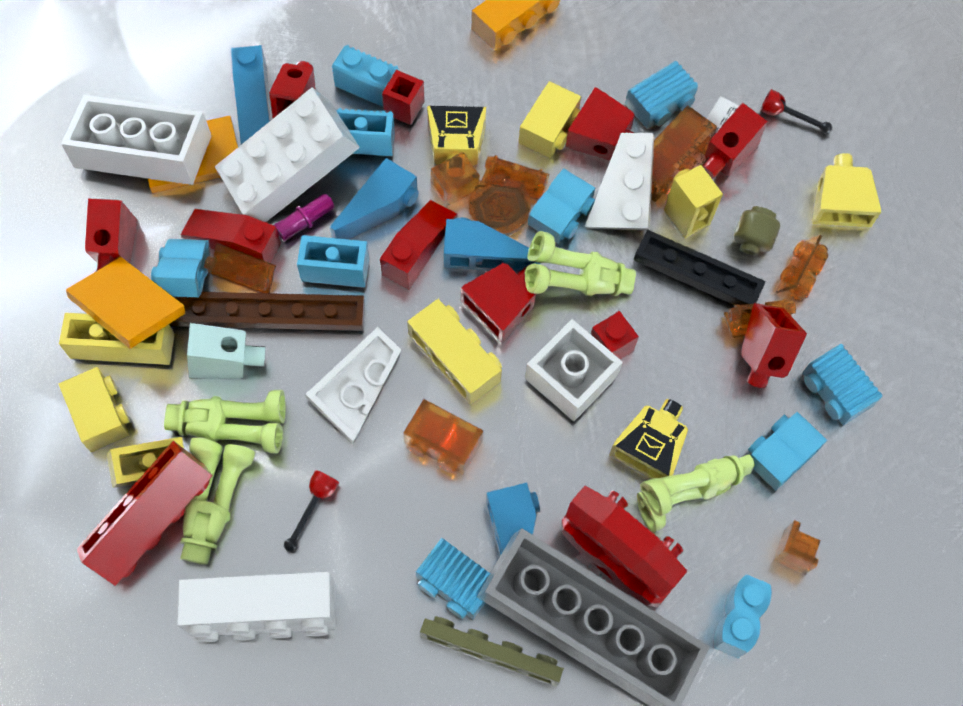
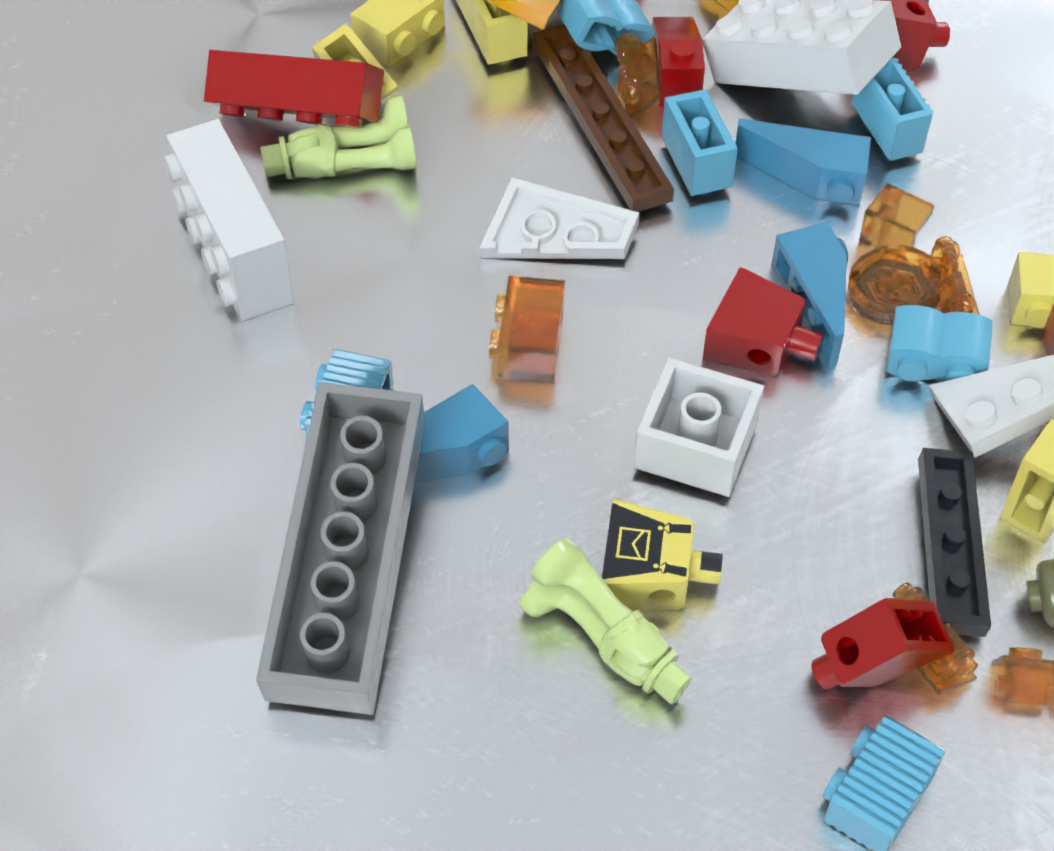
camera: 70 degrees right, 15 degrees down
(207, 420) = (439, 114): yellowish green piece -> none
(220, 353) = (518, 82): light aqua torso -> none
(304, 217) = (745, 105): dark pink axle -> none
(321, 487) = (407, 239): hinge -> none
(362, 74) = (976, 91): medium azure brick -> none
(403, 96) = (972, 130): red brick -> none
(415, 244) = (762, 207): red slope -> none
(455, 350) = (654, 303): light yellow brick -> none
(456, 131) = (967, 203): torso -> none
(506, 655) = (270, 486): olive plate -> none
(596, 274) = (857, 413): yellowish green piece -> none
(616, 335) = (775, 463): red brick -> none
(621, 547) = (452, 532): red brick -> none
(743, 607) = (435, 747): medium azure brick -> none
(786, 449) = (730, 736): medium azure brick -> none
(797, 549) = (584, 796): clear orange panel -> none

